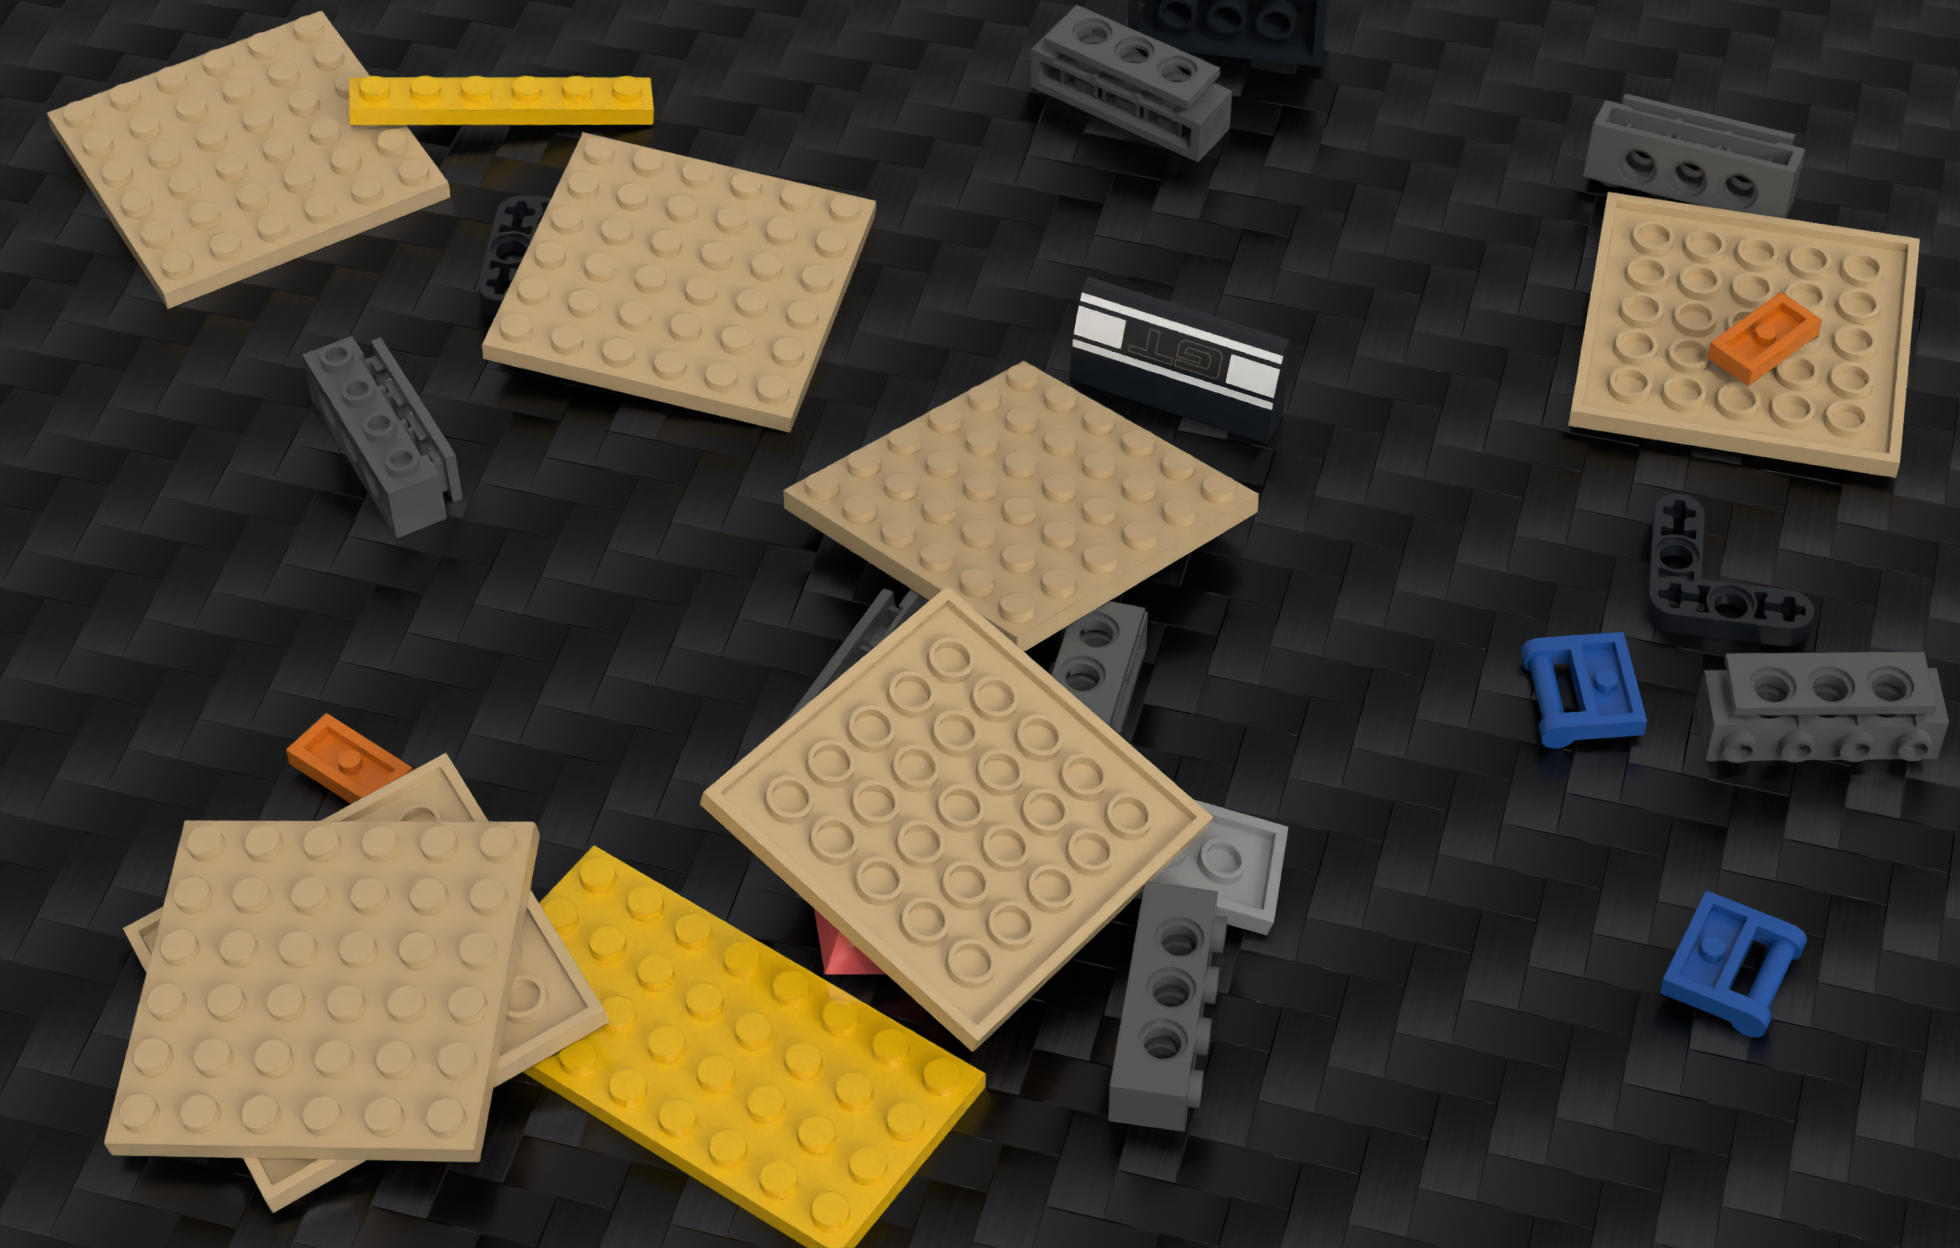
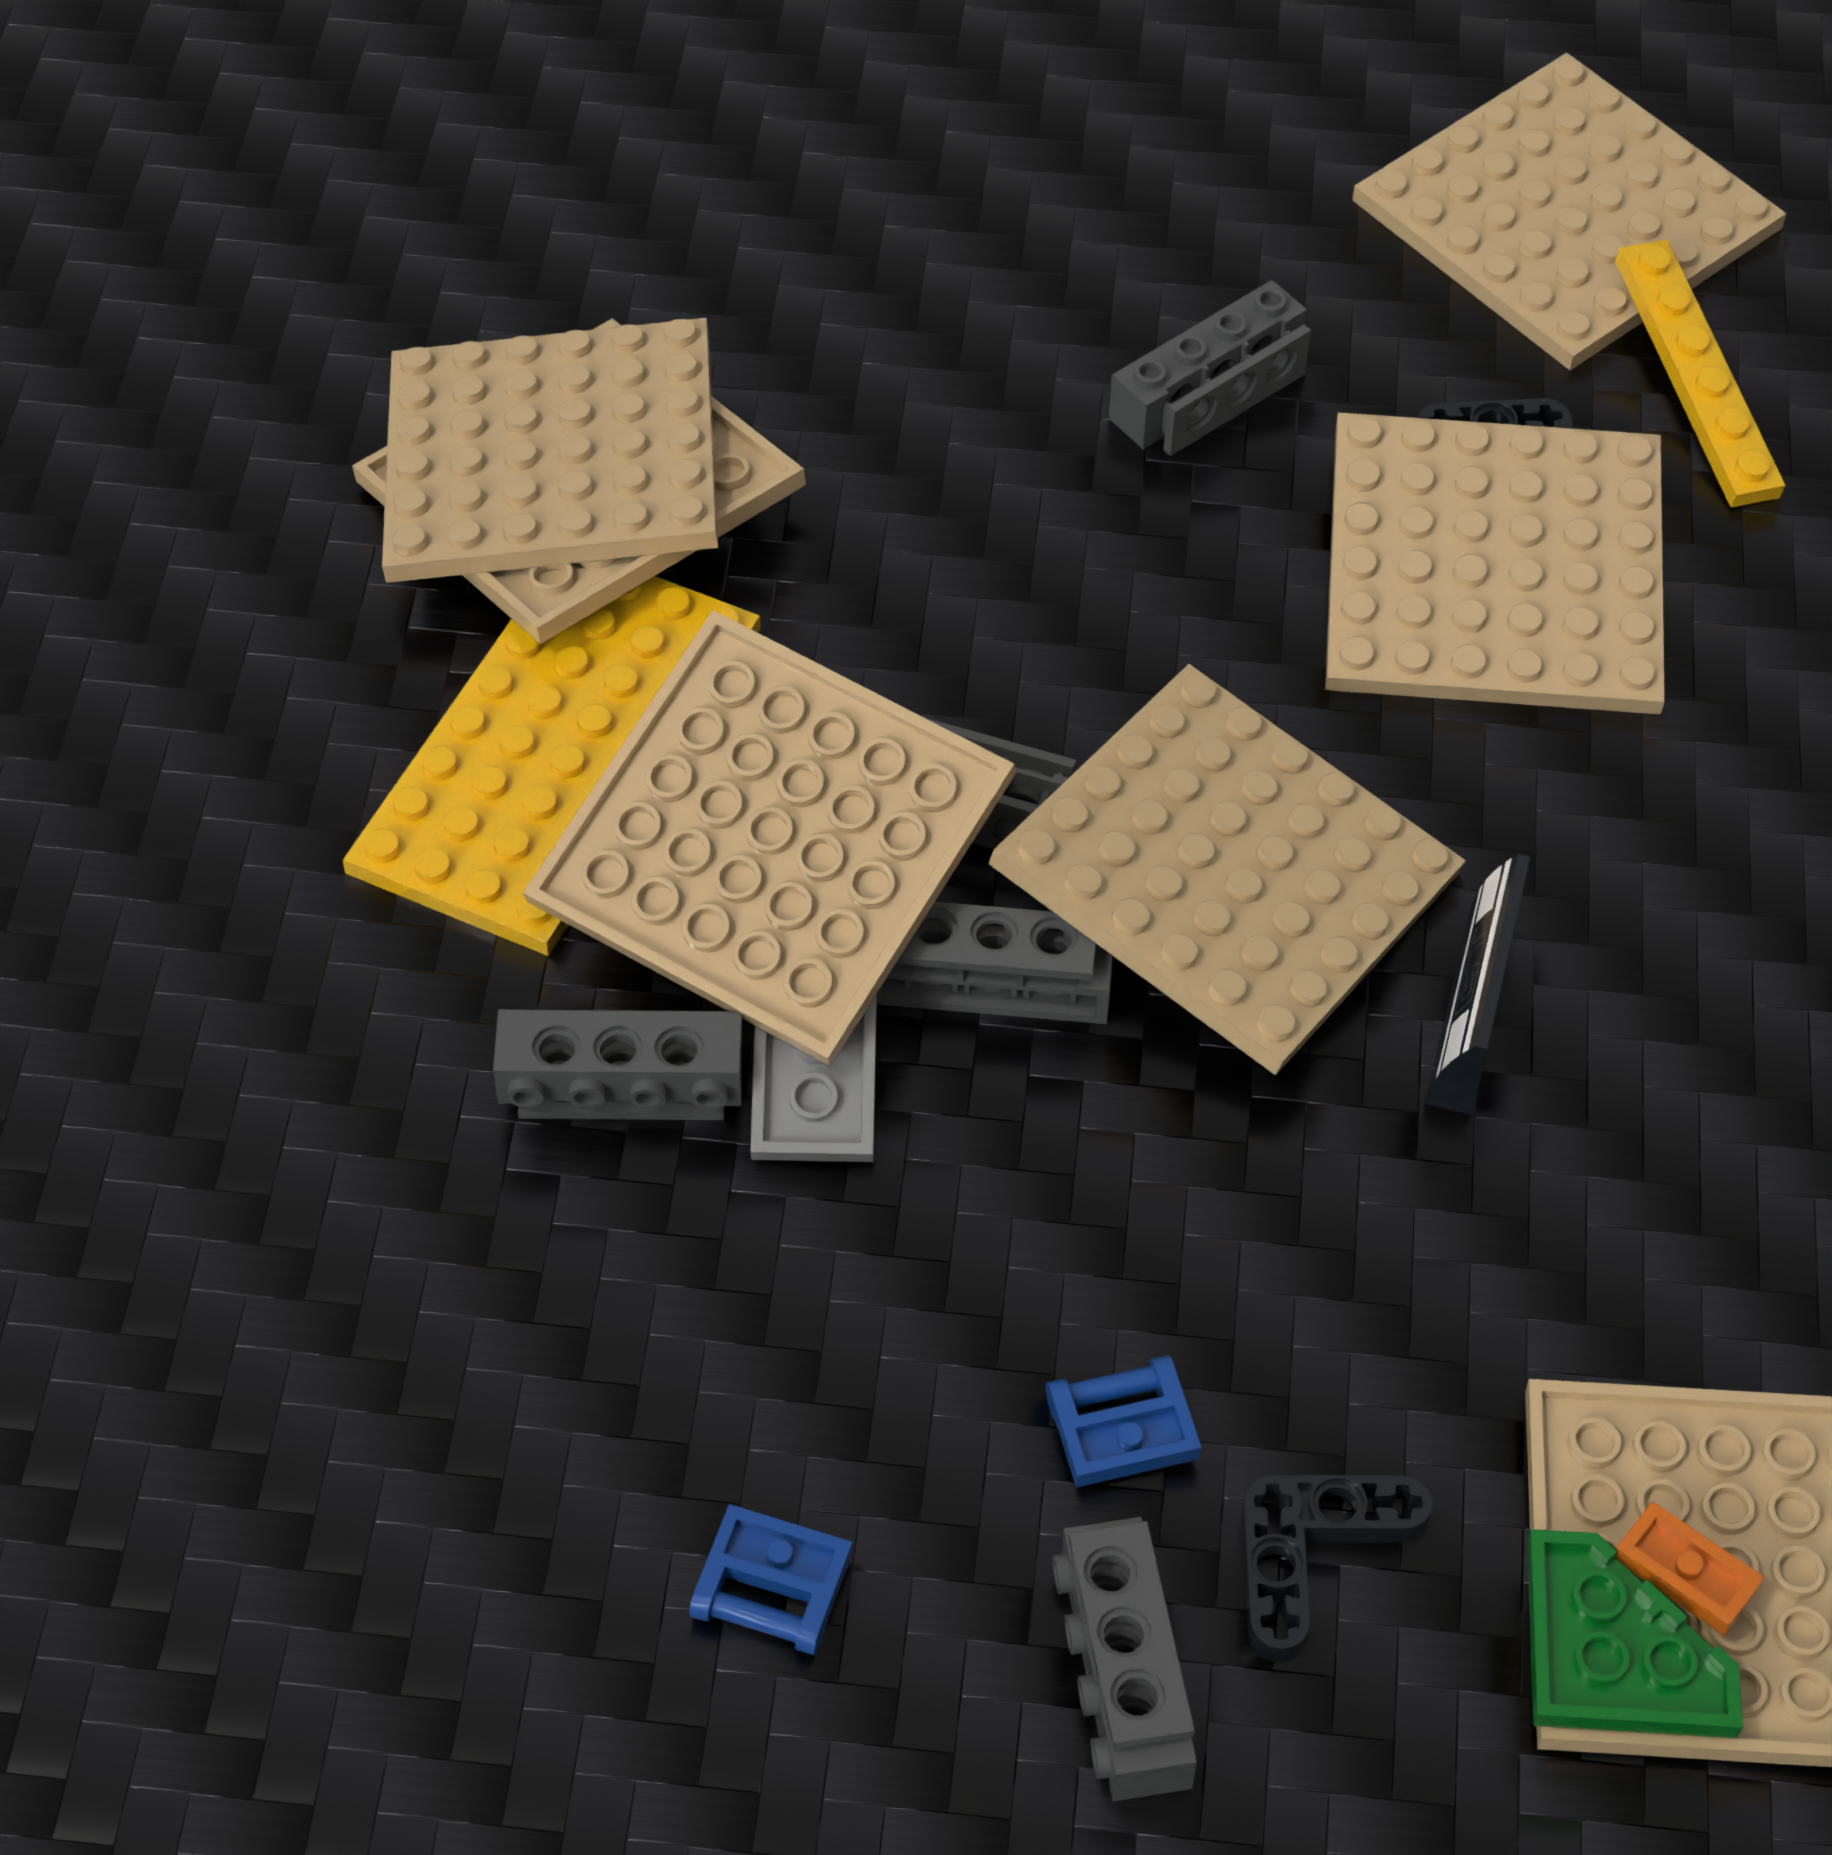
camera: 80 degrees right, 5 degrees up
(344, 760) = (822, 428): orange plate -> none
(1832, 394) = (1618, 1648): none -> green plate

